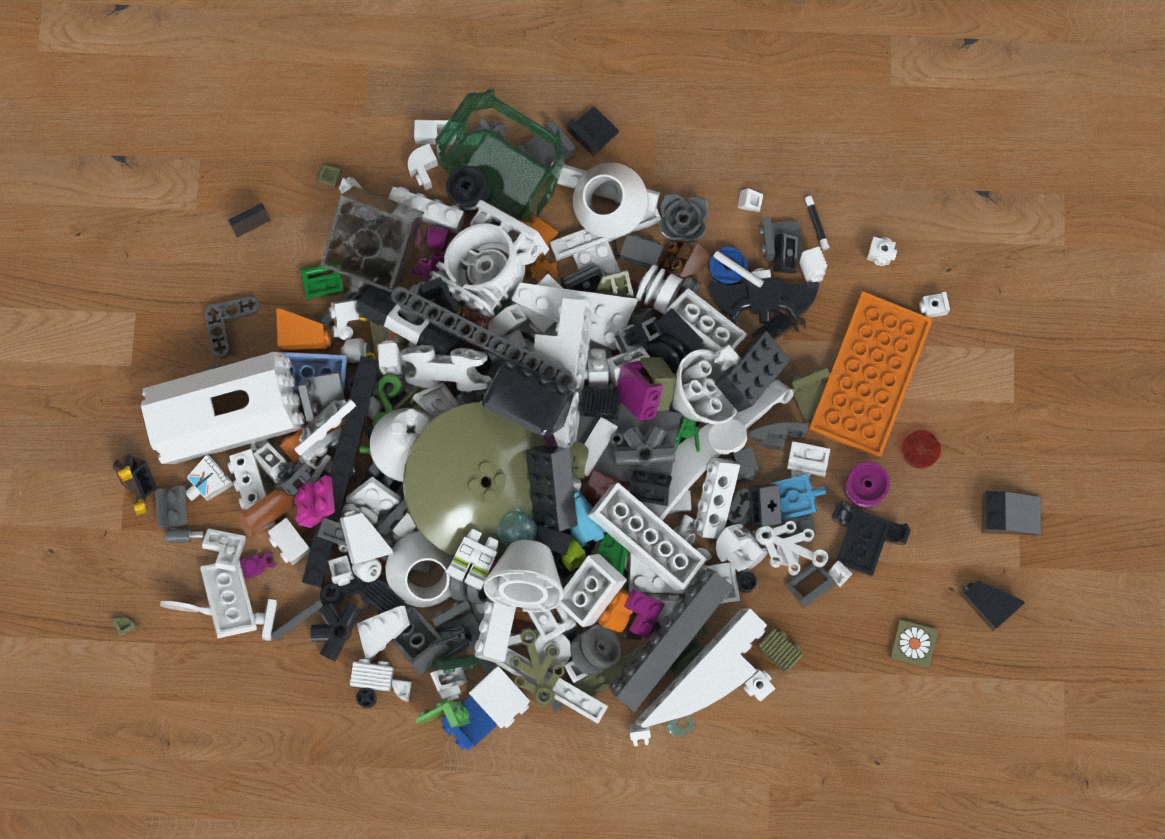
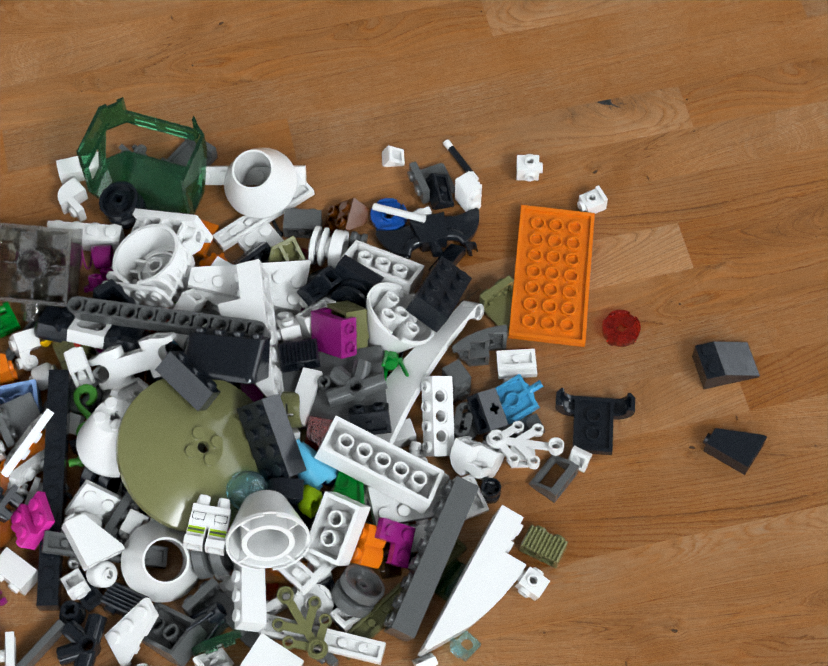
camera: 15 degrees left, 15 degrees down
(487, 416) = (188, 380): none -> black brick
(592, 131) = (227, 134): black bracket -> none
(693, 209) = (341, 175): dark grey brick -> none
(726, 357) = (410, 284): white tile -> none
(727, 436) = (432, 354): white tile -> none
(877, 483) = (580, 370): magenta wheel -> none
(914, 644) = (672, 506): tile -> none

